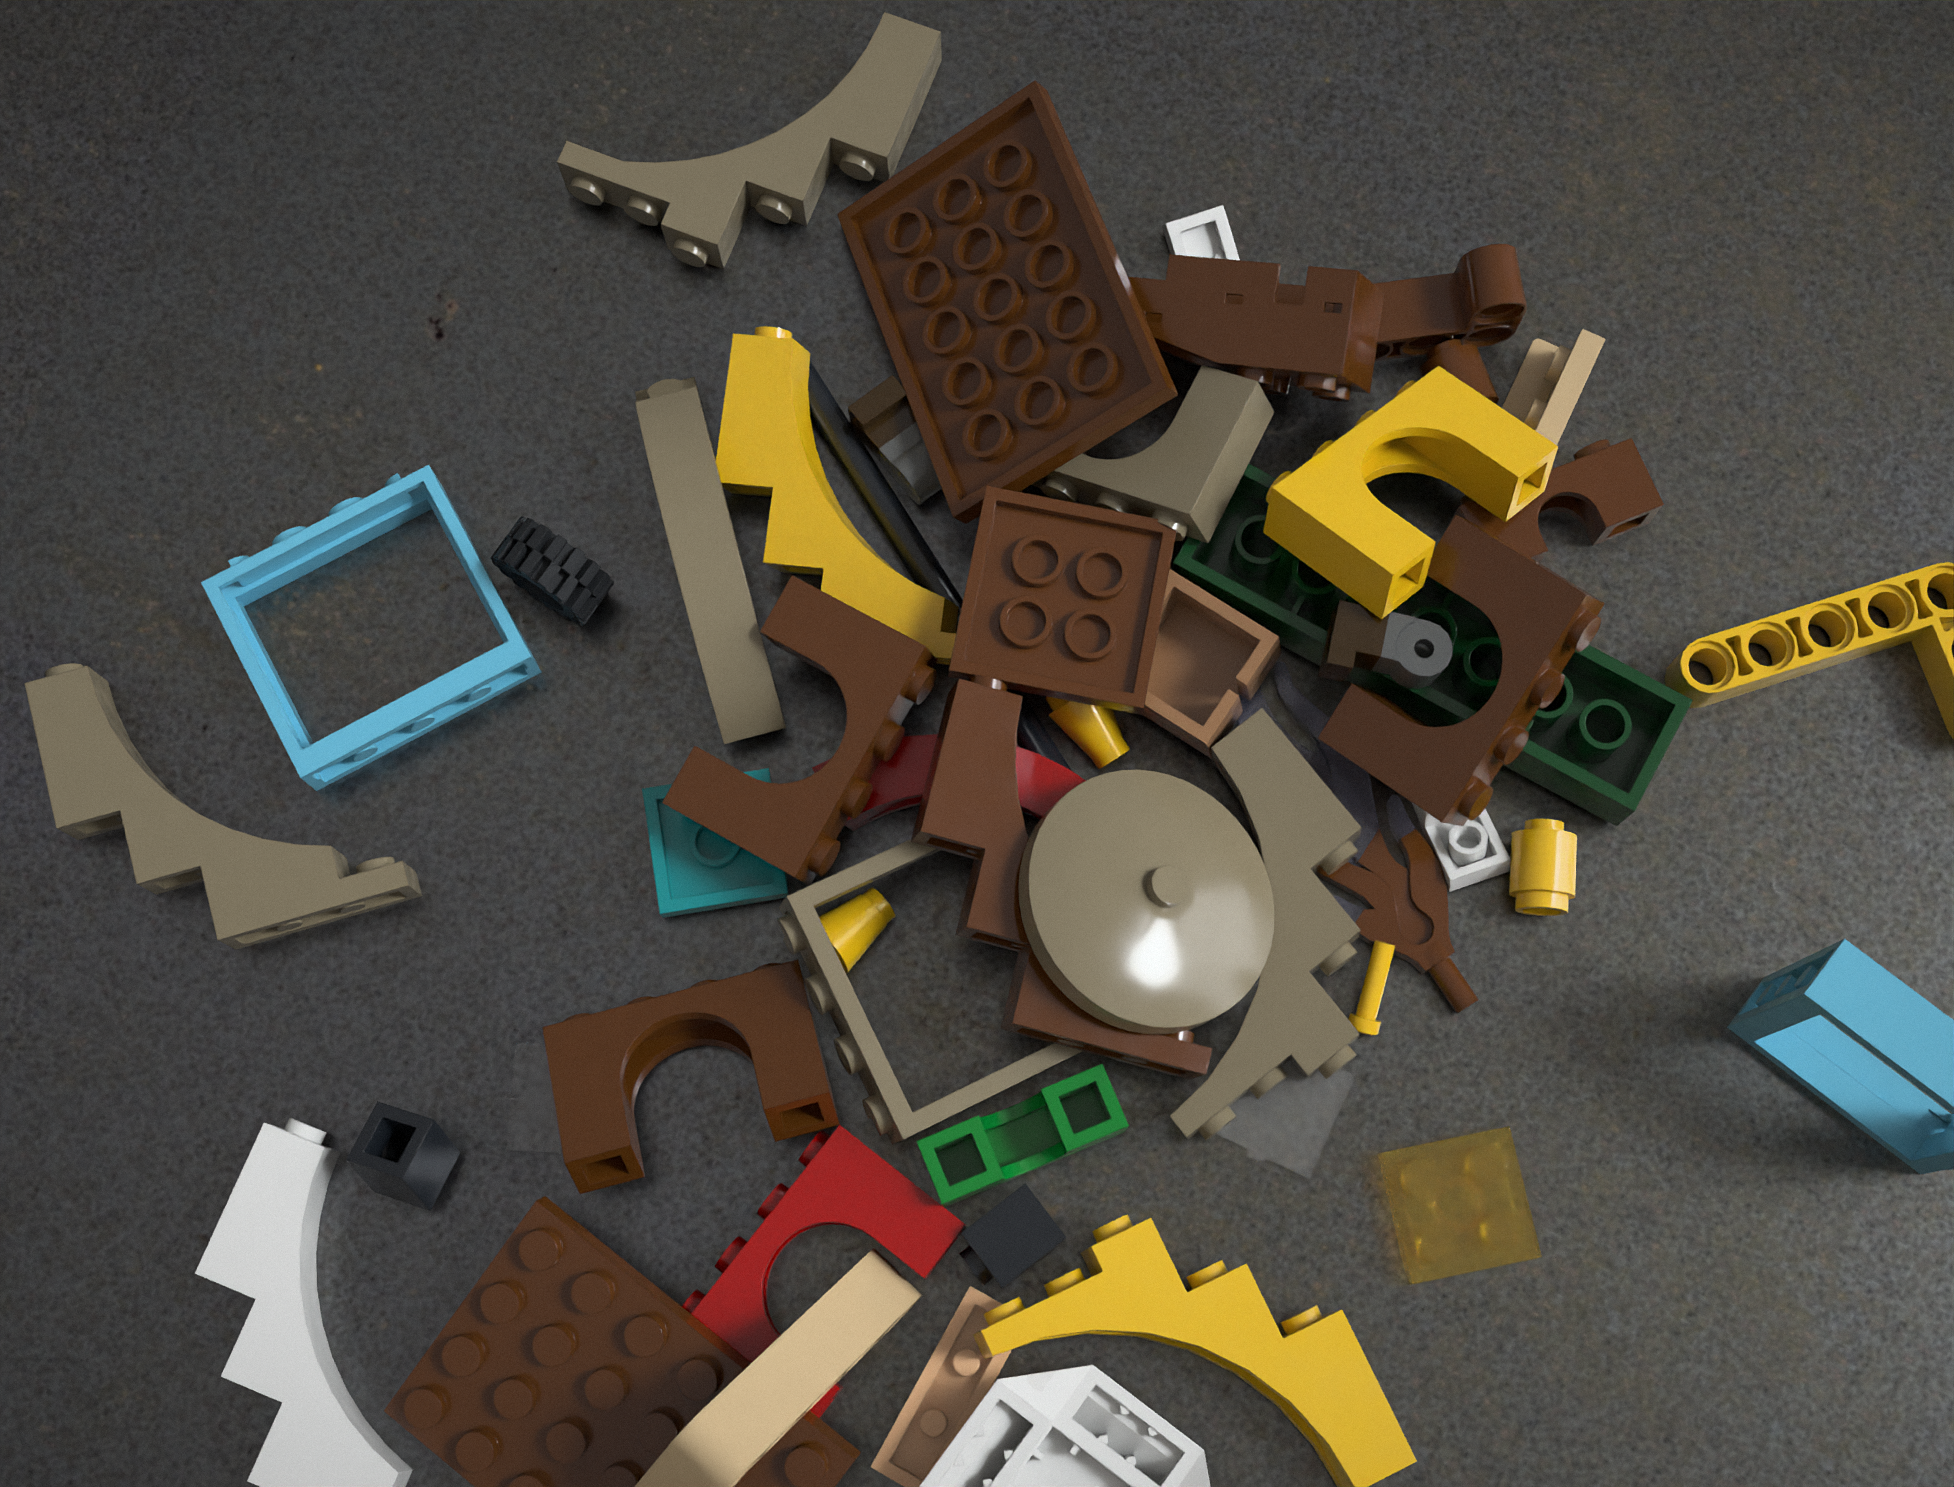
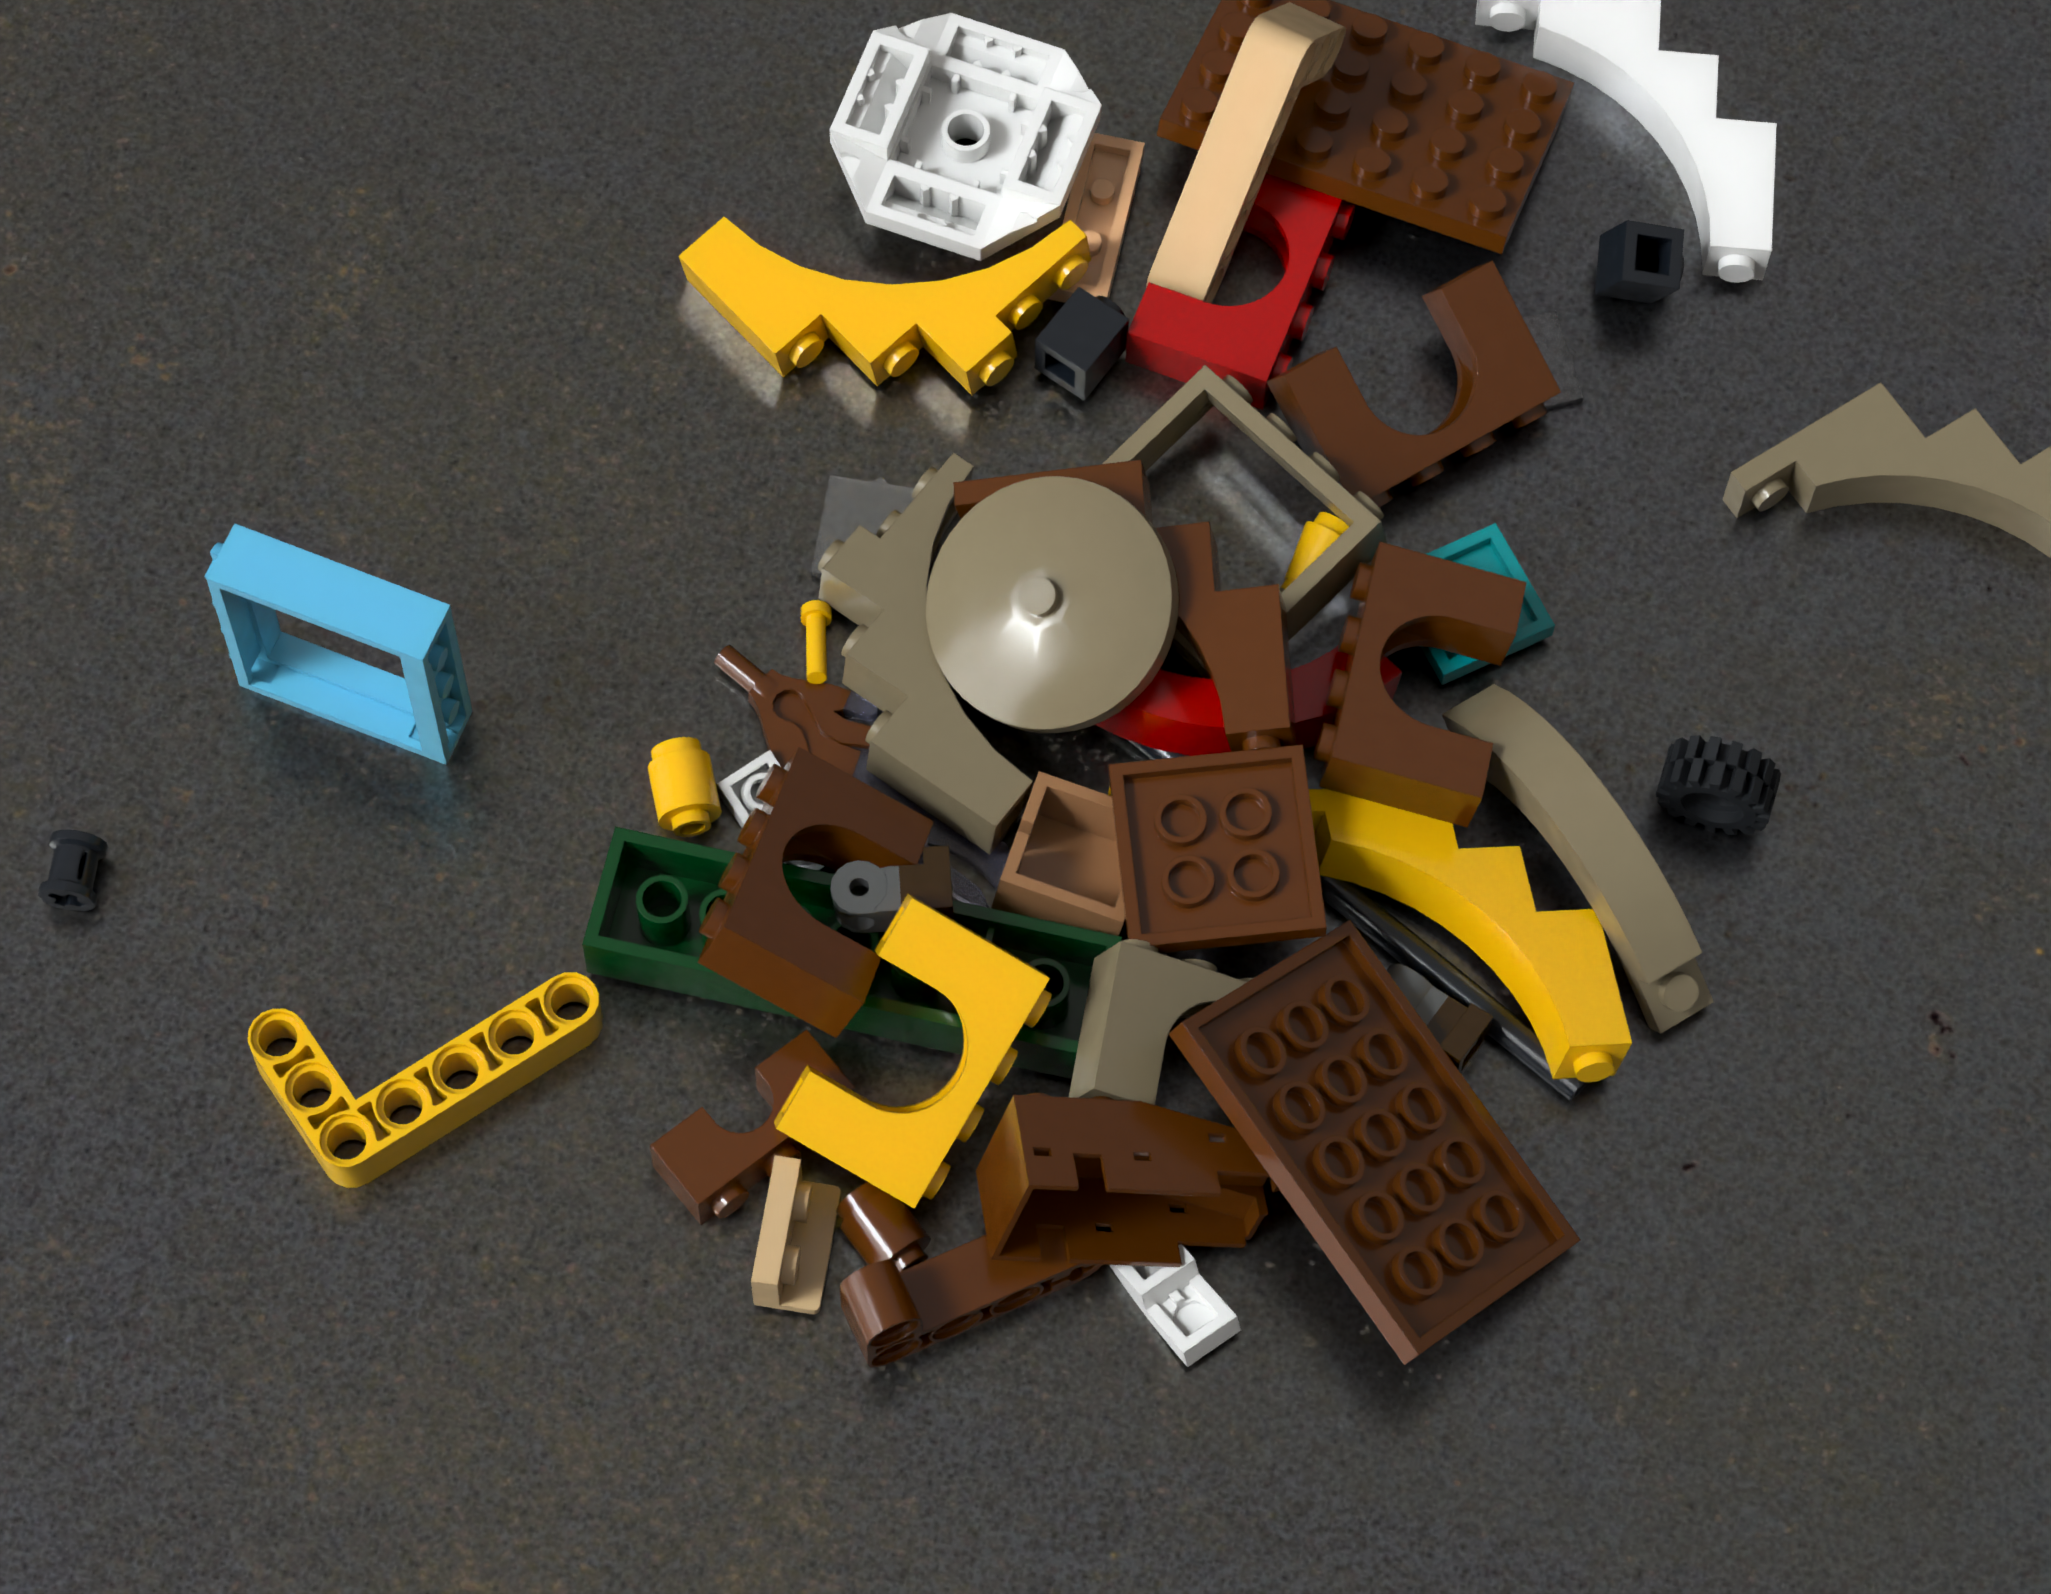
camera: 160 degrees right, 10 degrees down
(410, 716) = (1937, 621): medium azure window -> none
(783, 174) = (1649, 1256): dark tan arch -> none
(1023, 1136) = (1130, 393): green arch -> none
(1459, 1205) = (687, 489): clear yellow plate -> none

